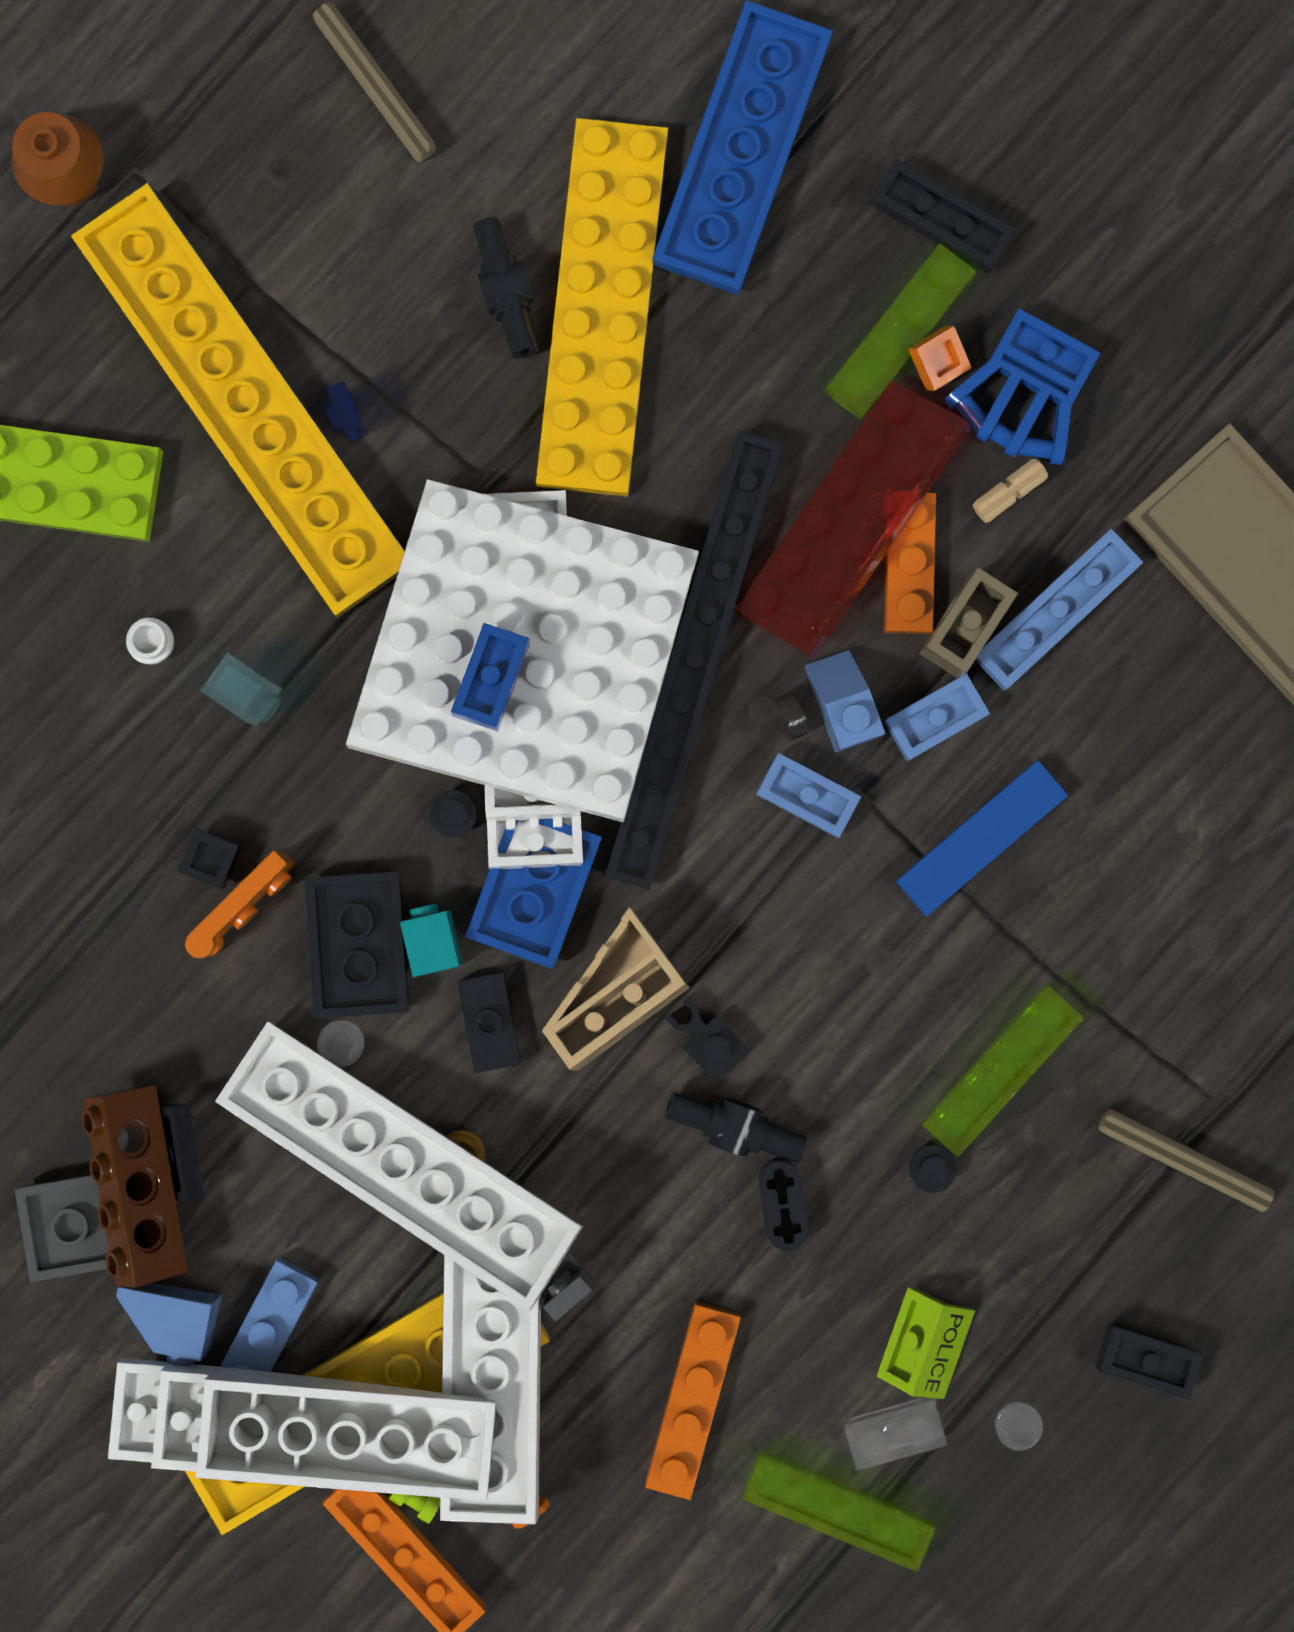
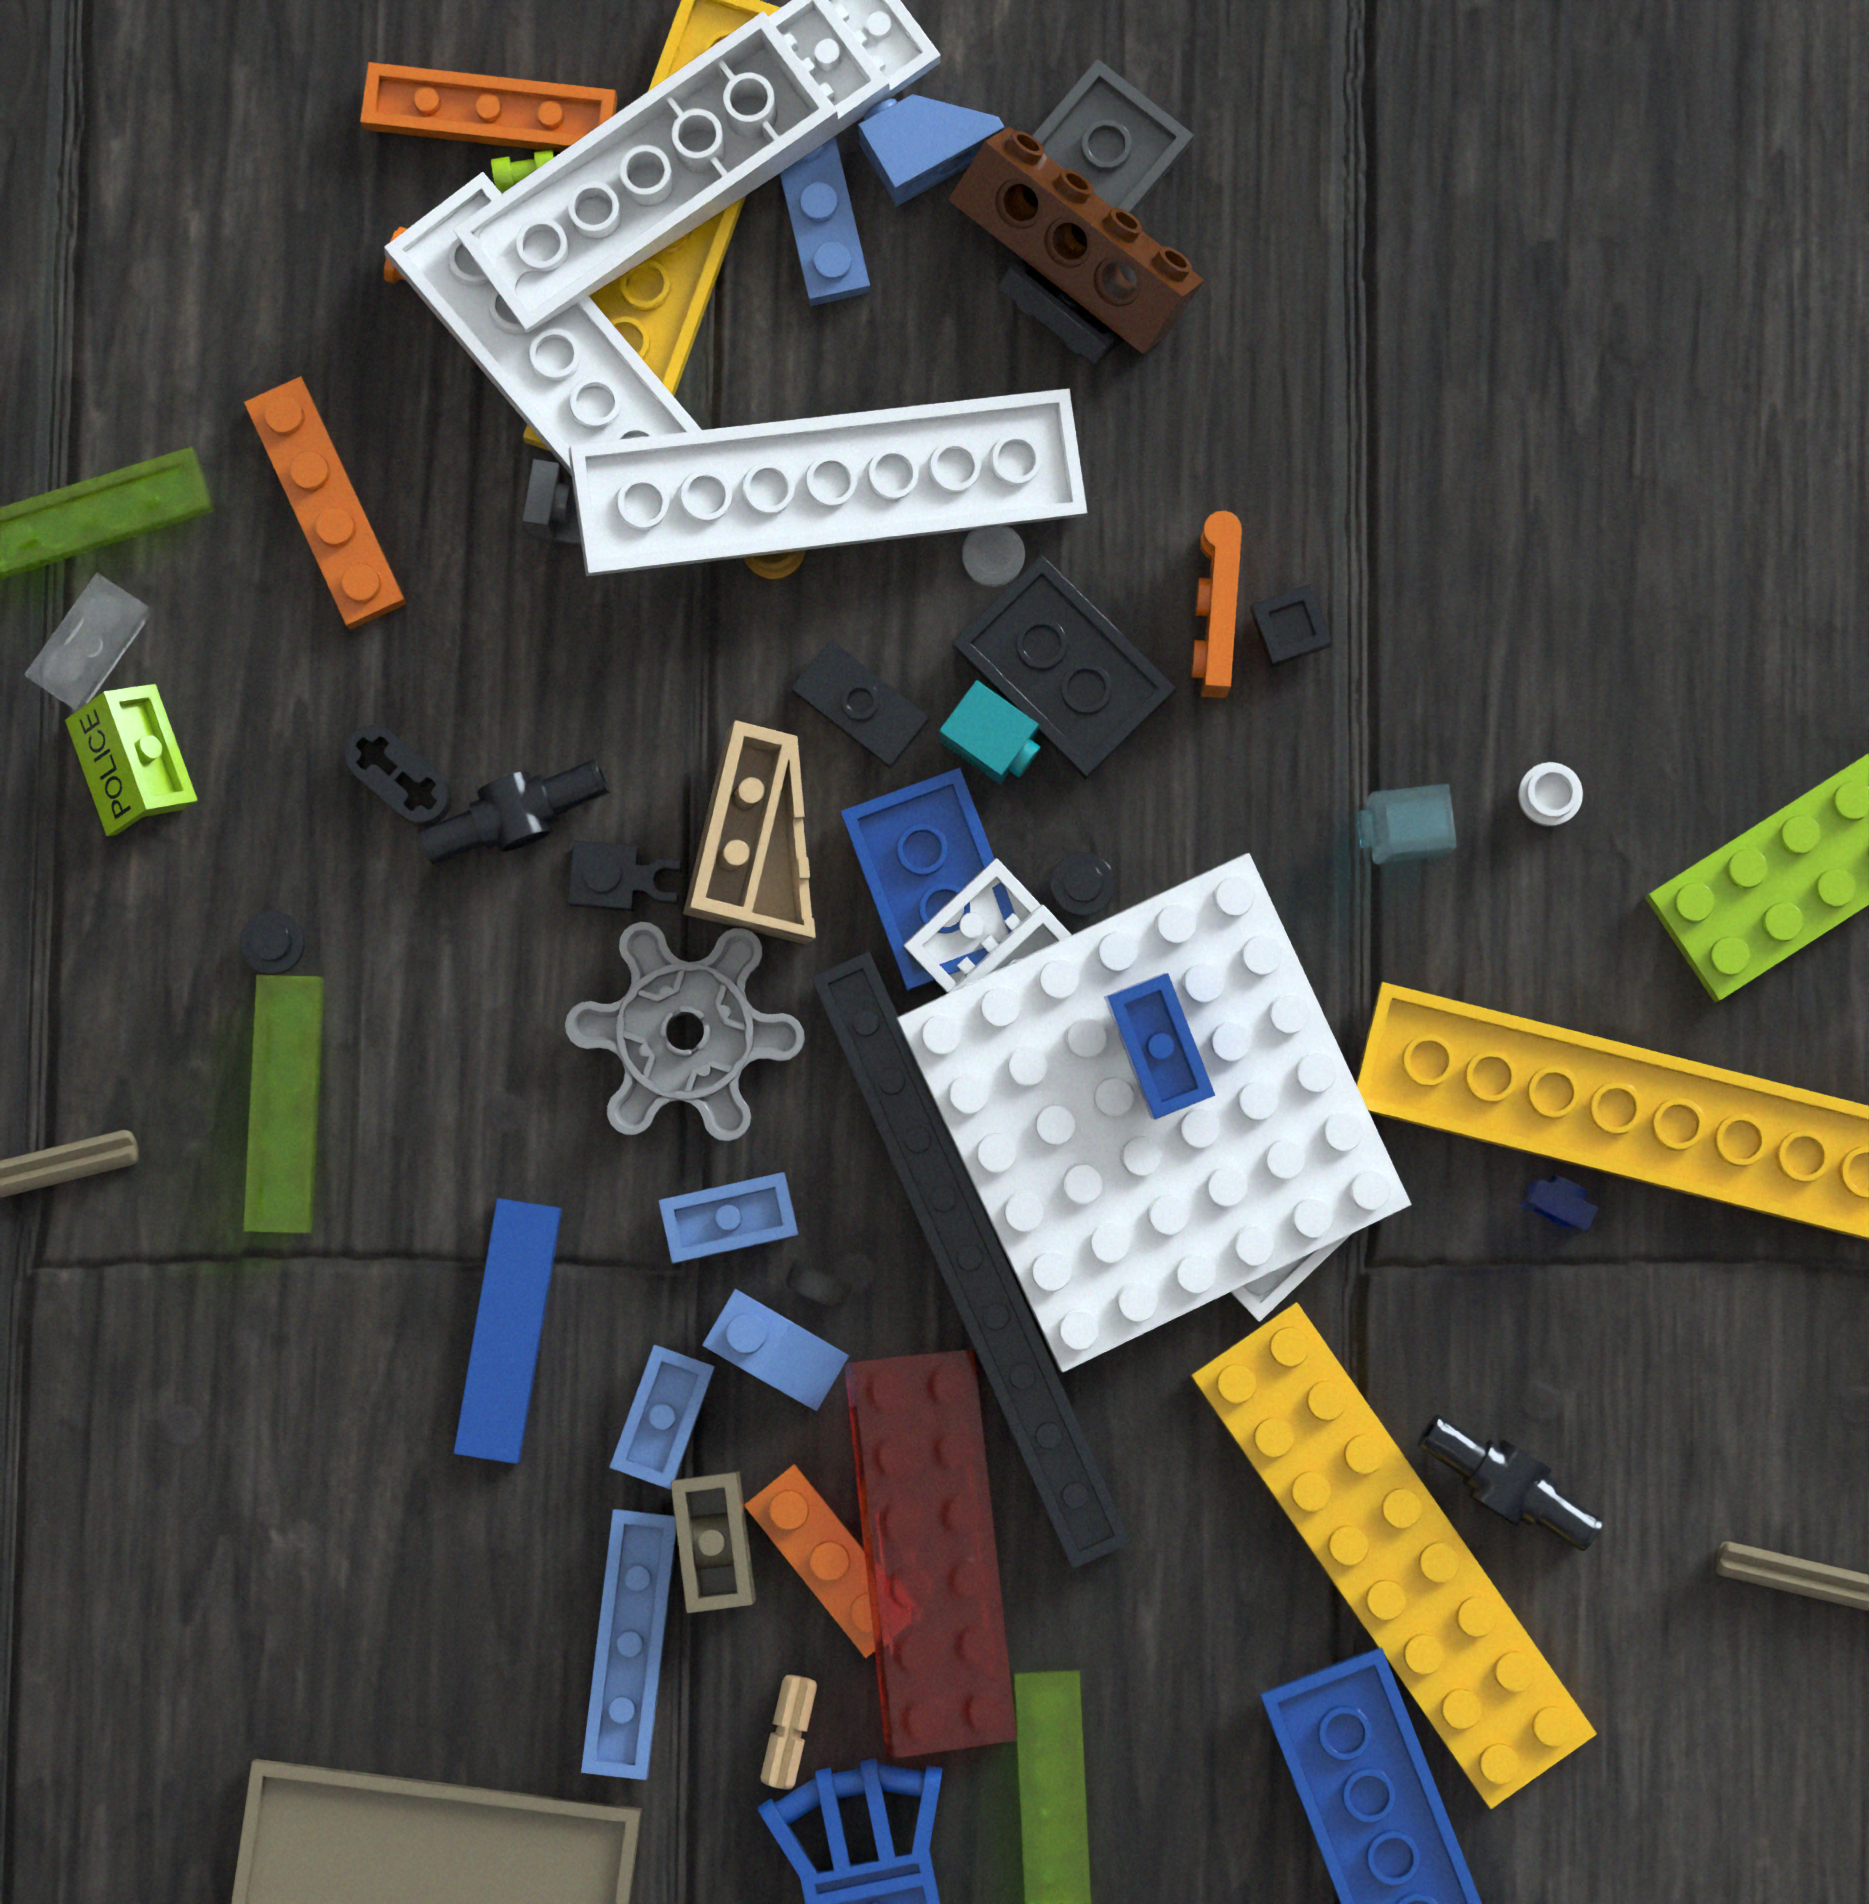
camera: 140 degrees right, 5 degrees down
(778, 913) = (670, 988): none -> light grey plate
(939, 358) = (985, 1808): orange plate -> none

